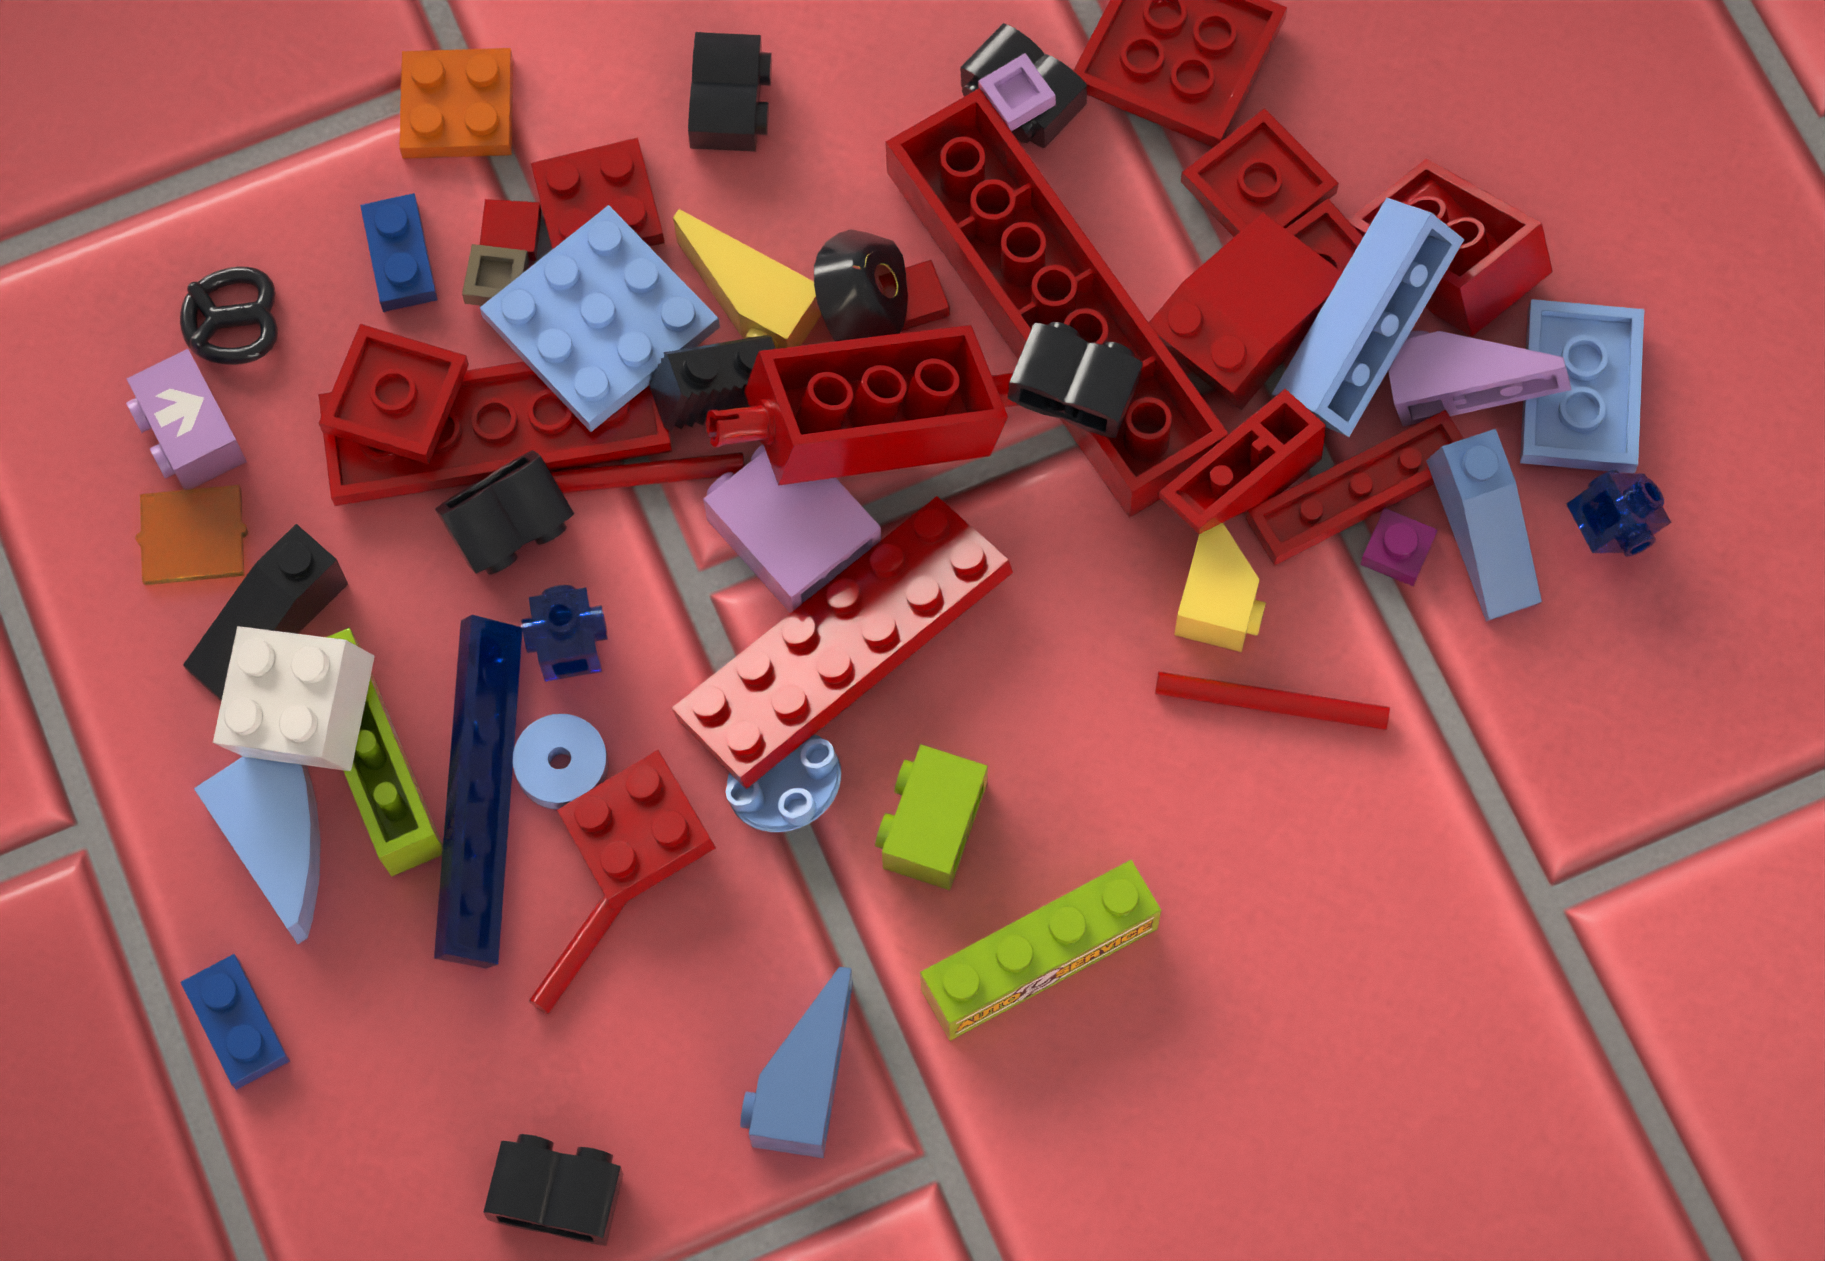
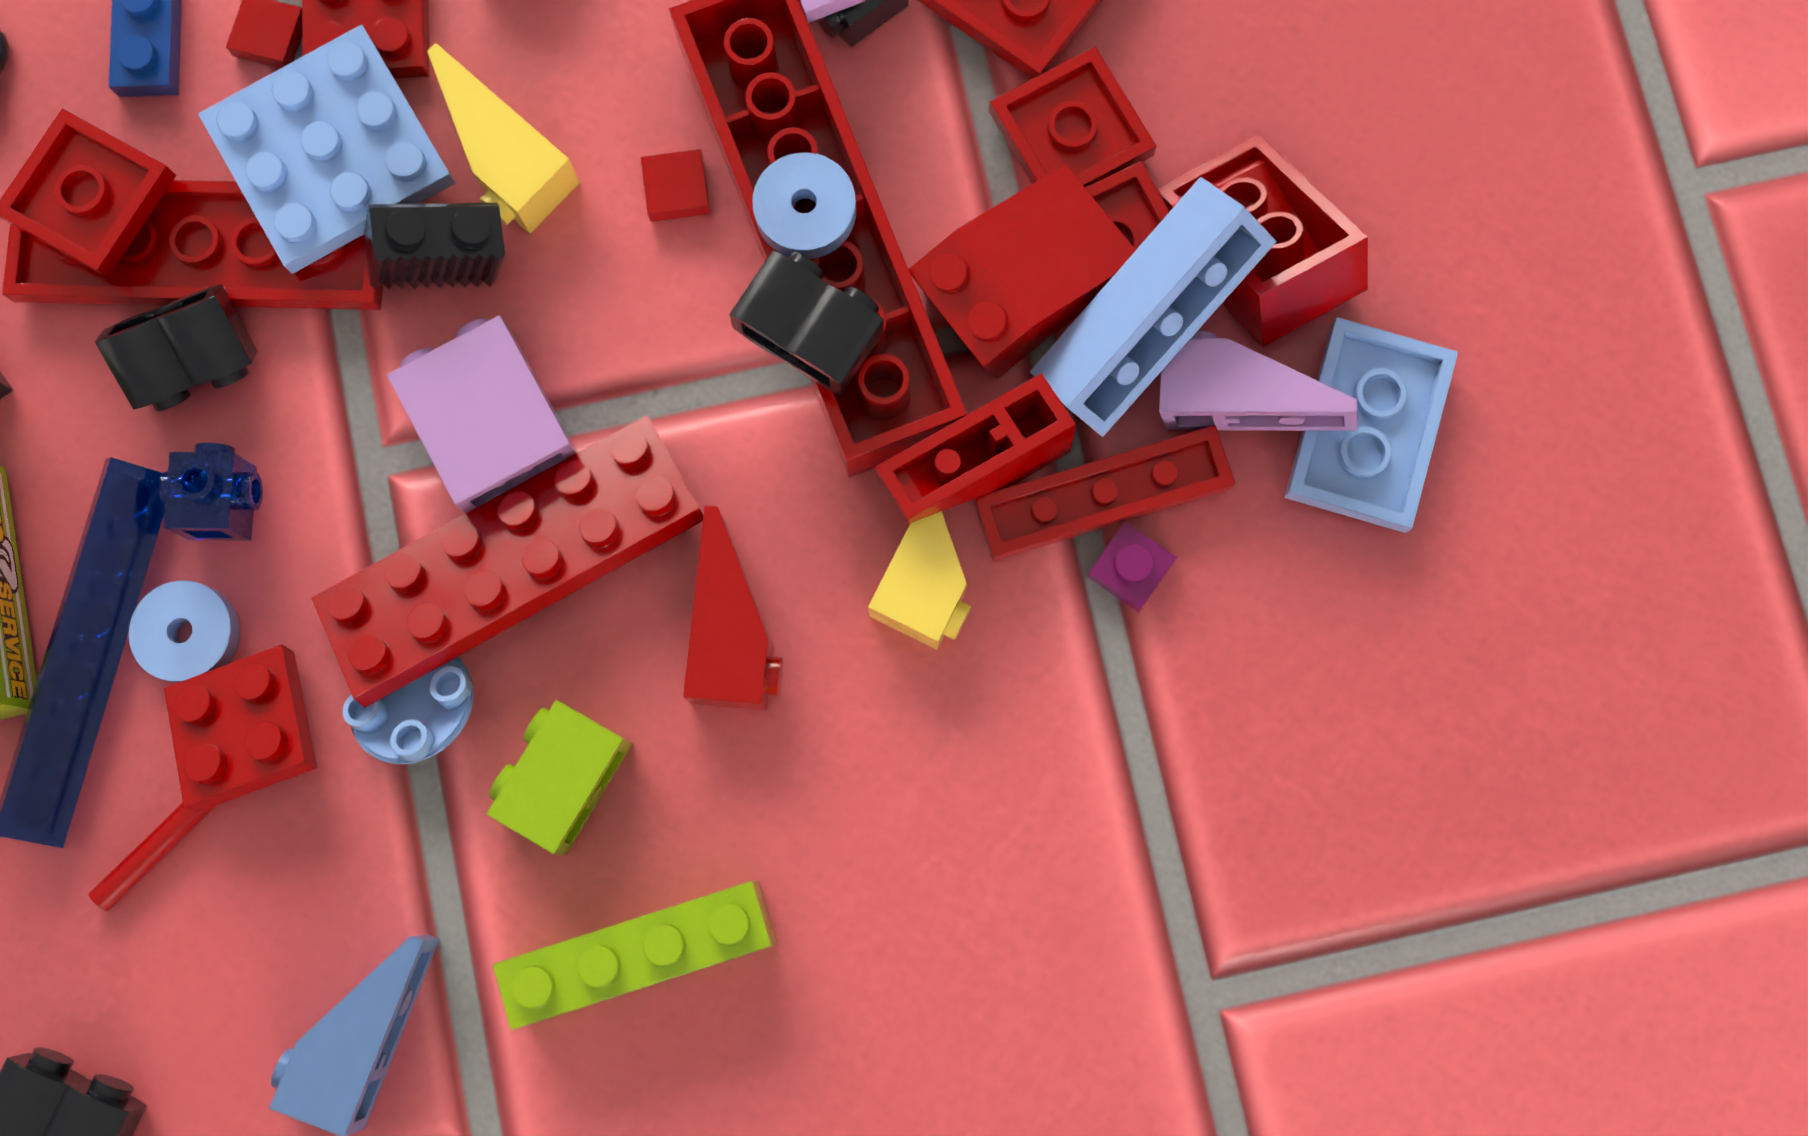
camera: 10 degrees right, 10 degrees up
(491, 271) = (228, 72): dark tan plate -> none
(648, 472) = (346, 328): red bar -> none
(850, 296) = (595, 181): black piece -> none
(869, 405) = (579, 305): red brick -> none
(1046, 261) = (799, 178): none -> light blue piece
(1057, 664) = (728, 641): none -> red slope
(1272, 700) = (956, 713): red bar -> none
(1487, 522) = (1232, 564): medium blue slope -> none
(1620, 513) = (1380, 581): clear blue brick -> none

